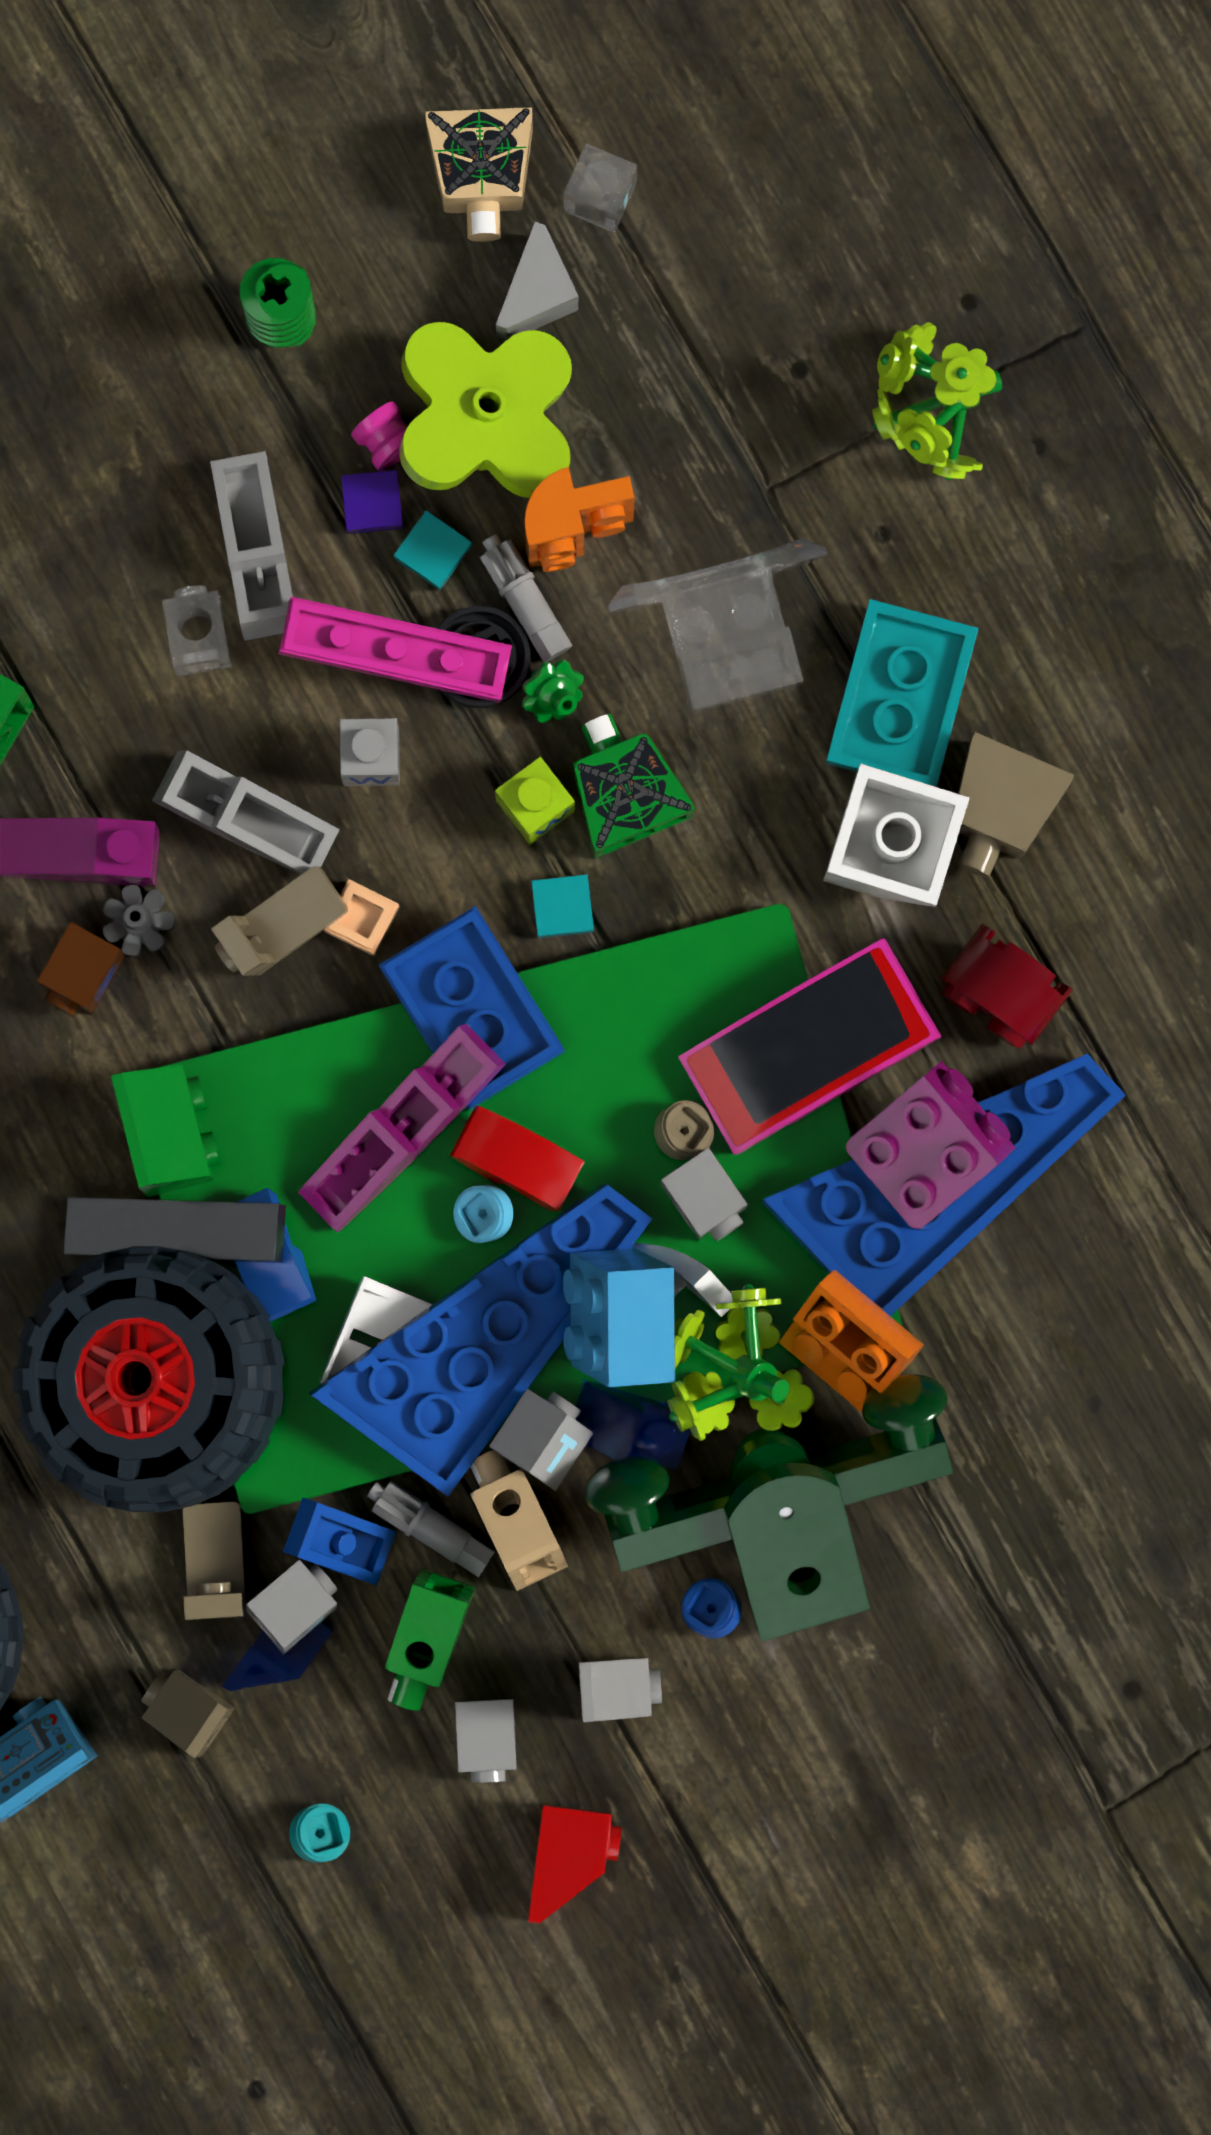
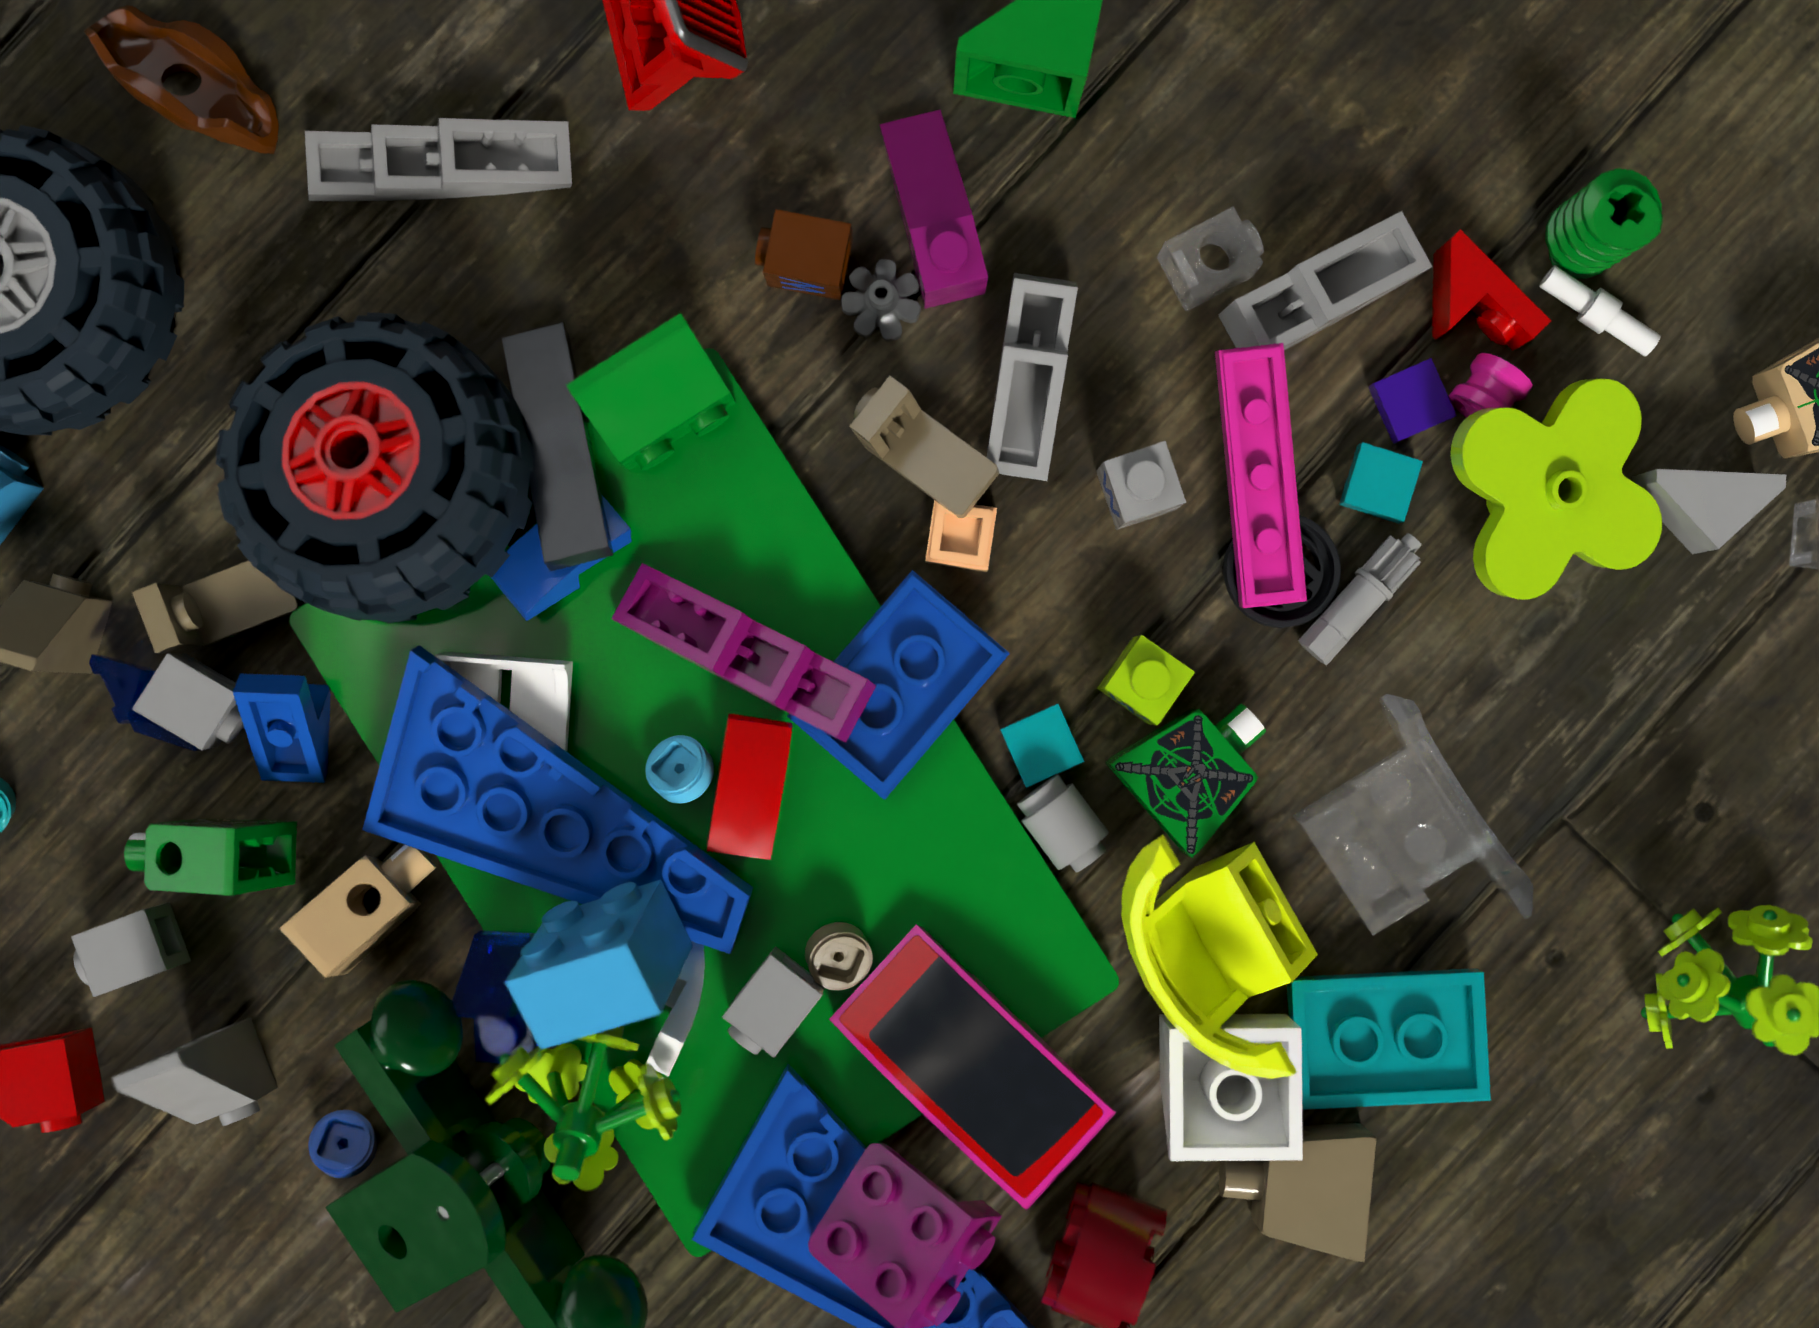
camera: 80 degrees right, 5 degrees up
(288, 423) = (1470, 280): none -> red slope
(347, 322) = (1600, 311): none -> white bar
(429, 1527) = (336, 817): light grey piece -> none
(542, 1437) = (453, 912): light grey brick -> none
(552, 691) = (1270, 660): green plant -> none
(562, 515) = (1474, 613): orange brick -> none
(634, 908) = (1063, 824): none -> light grey brick
(772, 814) = (1213, 946): none -> neon yellow piece
(849, 1340) = (660, 1220): orange brick -> none

